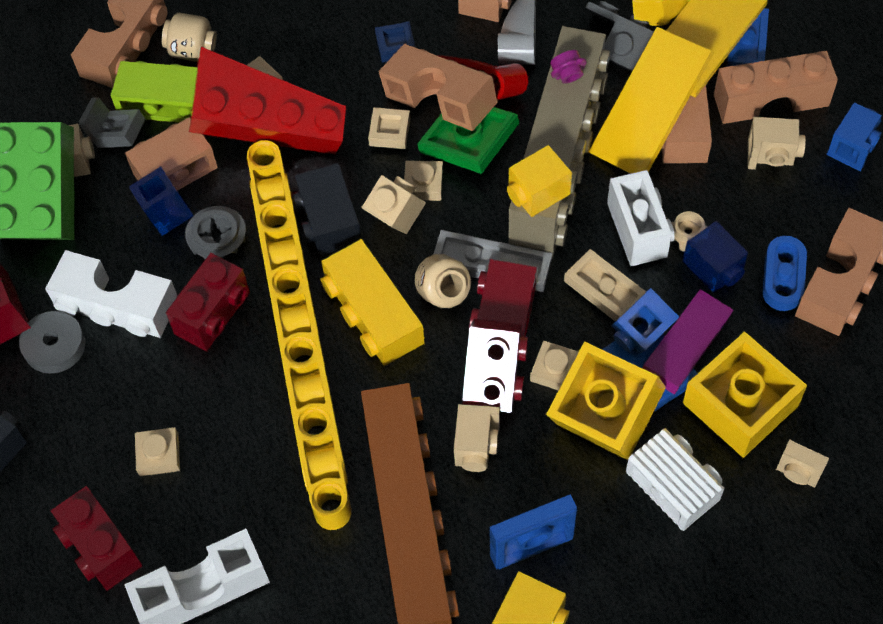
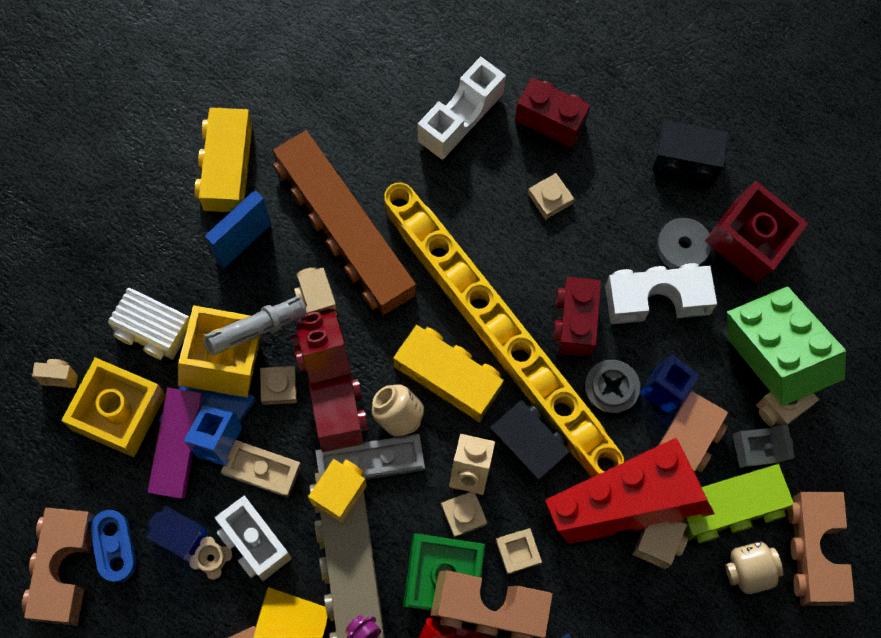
camera: 150 degrees right, 10 degrees up
(539, 399) = (267, 320): none -> light grey pin

